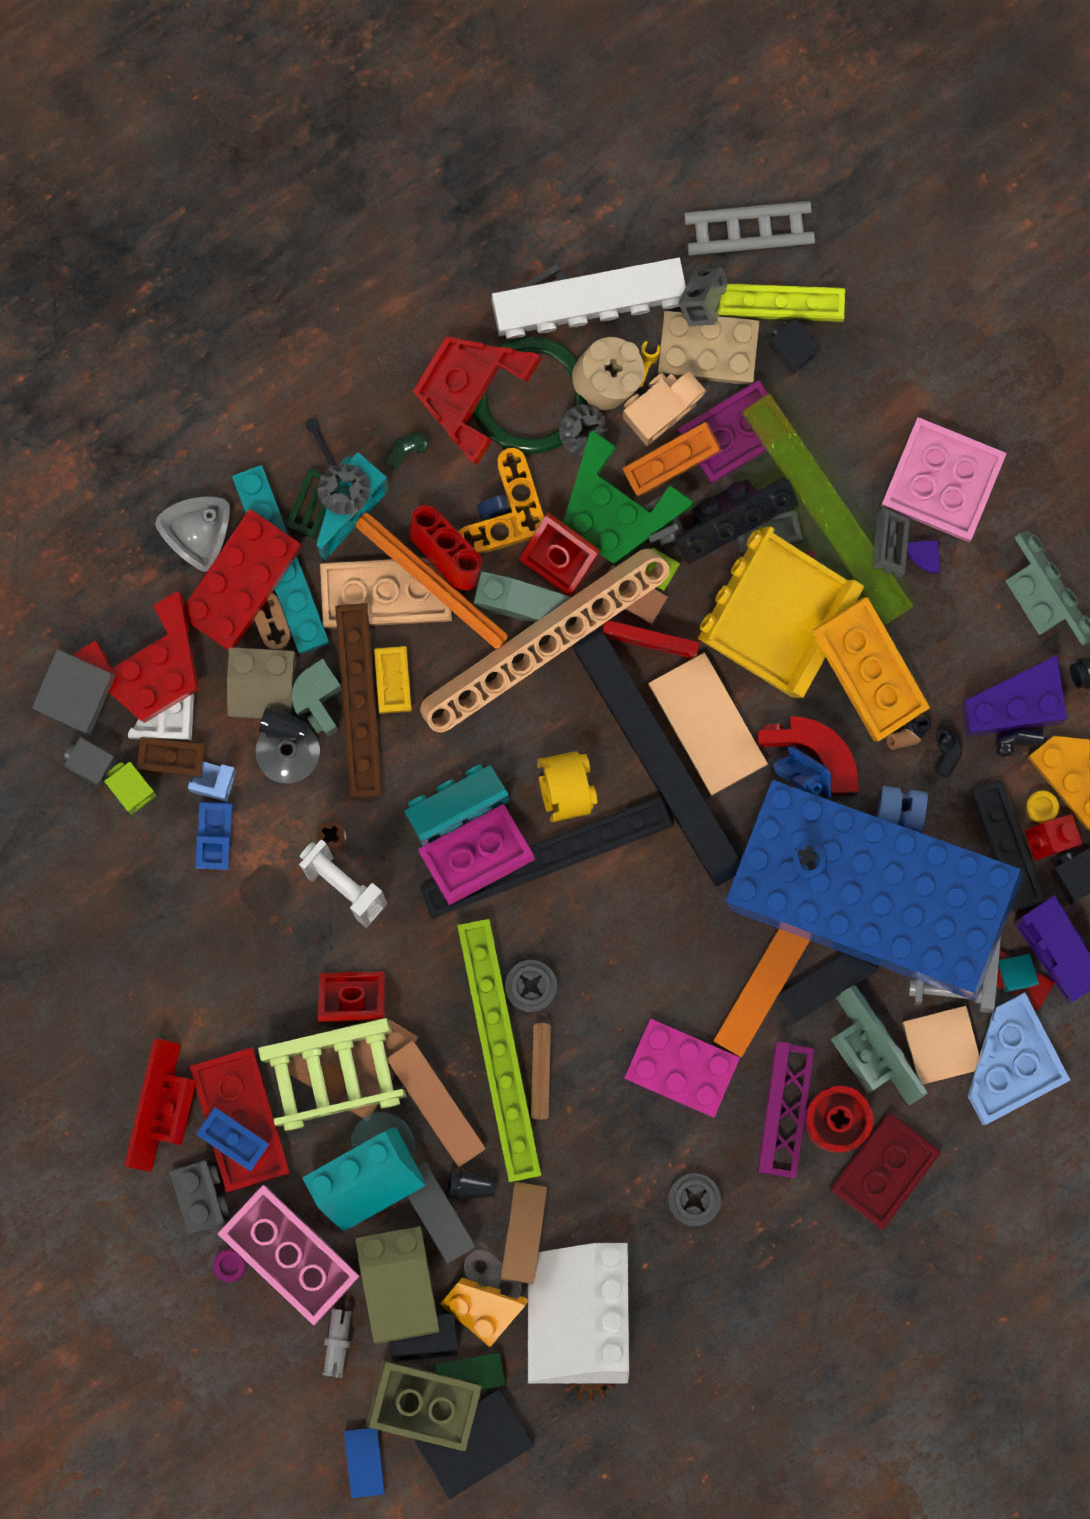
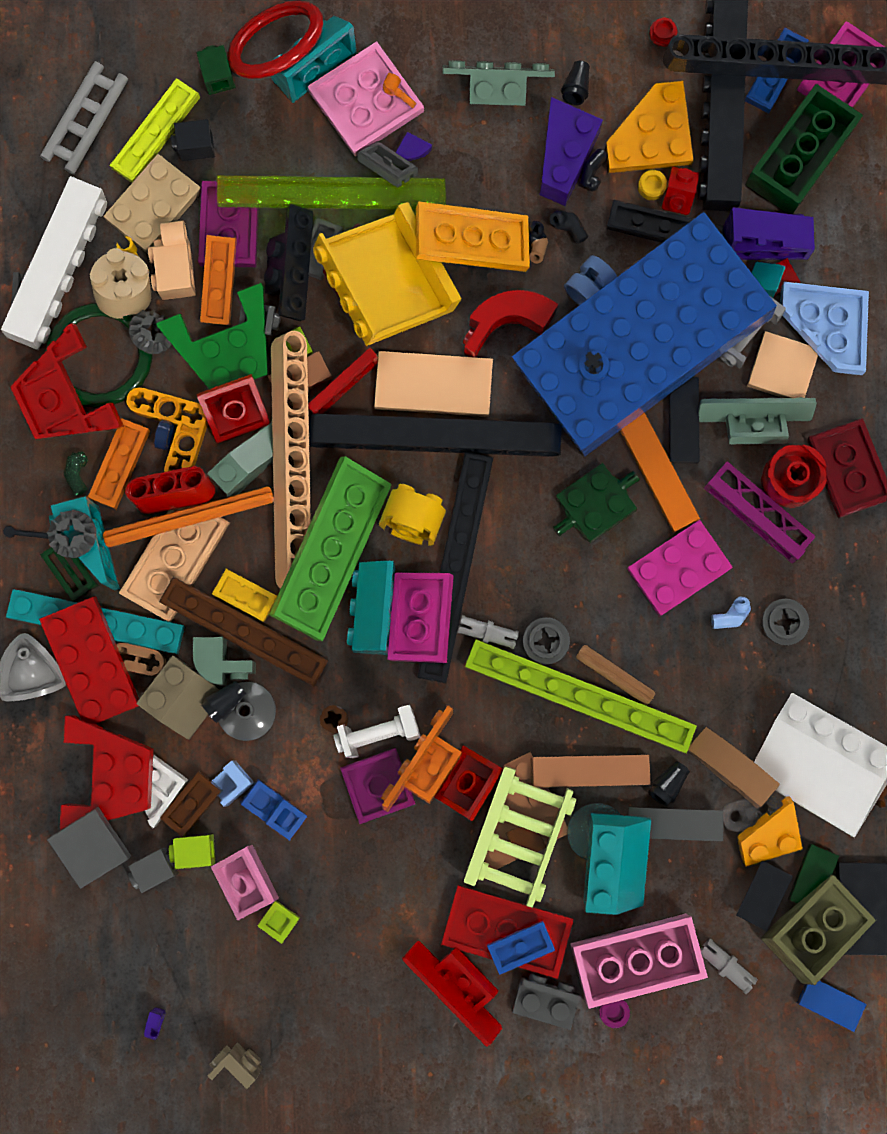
camera: 55 degrees left, 0 degrees up
(116, 906) = (278, 921): none -> lime plate
(132, 852) = (244, 882): none -> bright pink slope
(296, 917) = (368, 781): none -> magenta tile
(343, 950) = (428, 767): none -> orange bracket
(397, 1285) = (715, 891): olive slope -> none
(439, 483) = (119, 464): none -> orange plate
(486, 730) = (330, 549): none -> bright green plate
(504, 926) = (488, 632): none -> light grey pin
(669, 1148) = (734, 616): none -> light blue arm
(692, 950) = (596, 503): none -> dark green plate
(702, 296) = (112, 179): dark grey leg -> none
(804, 772) = (518, 331): blue hinge -> none
(877, 319) = (215, 69): none -> dark green brick
(931, 390) = (288, 59): none -> red wedge
(949, 403) = (331, 50): none -> teal slope
(969, 496) = (391, 88): none -> orange hand

